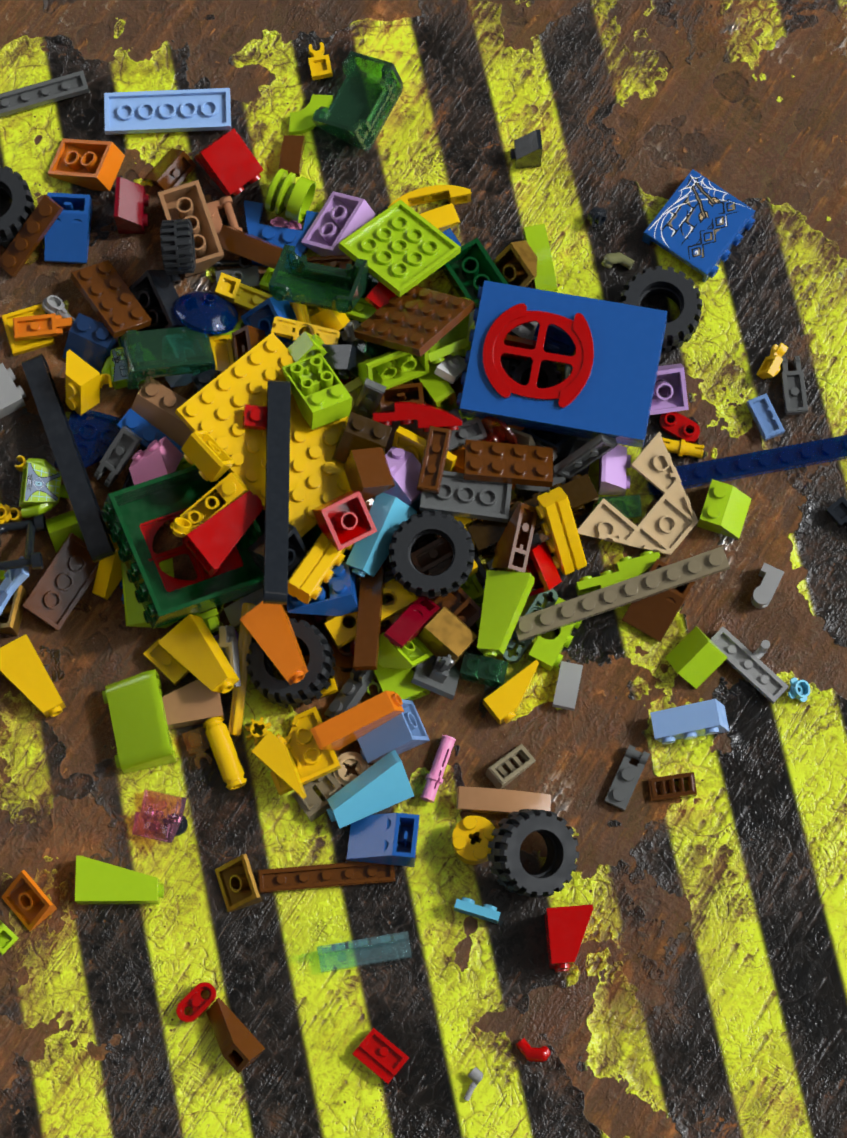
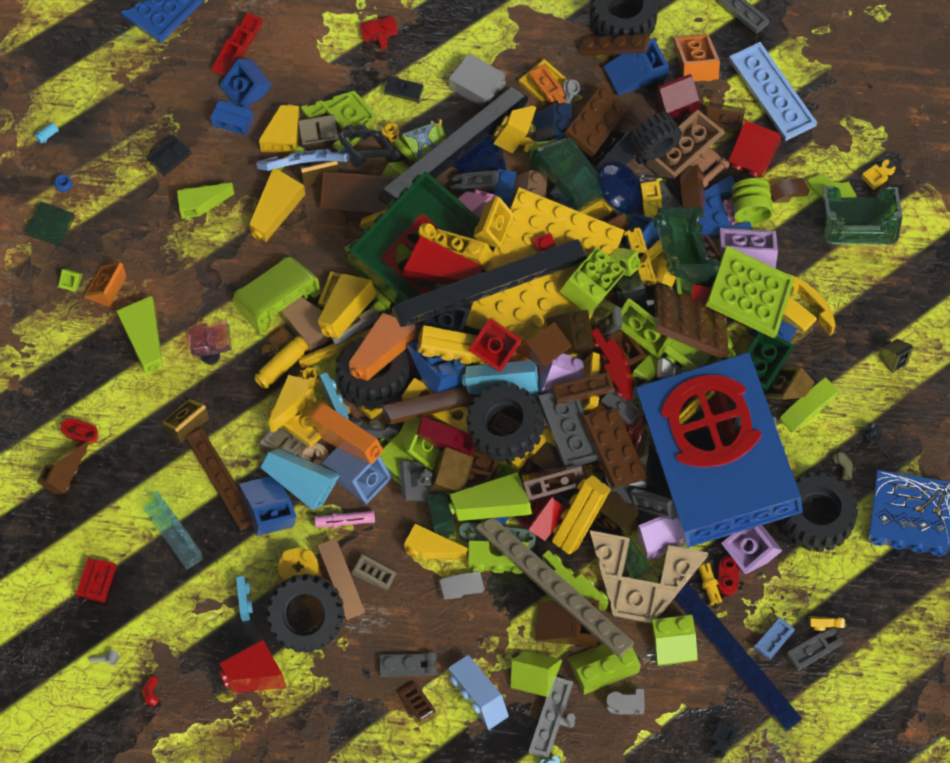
camera: 65 degrees right, 10 degrees down
(302, 716) = (334, 399): none -> medium azure plate
(718, 595) = (601, 667): none -> lime slope

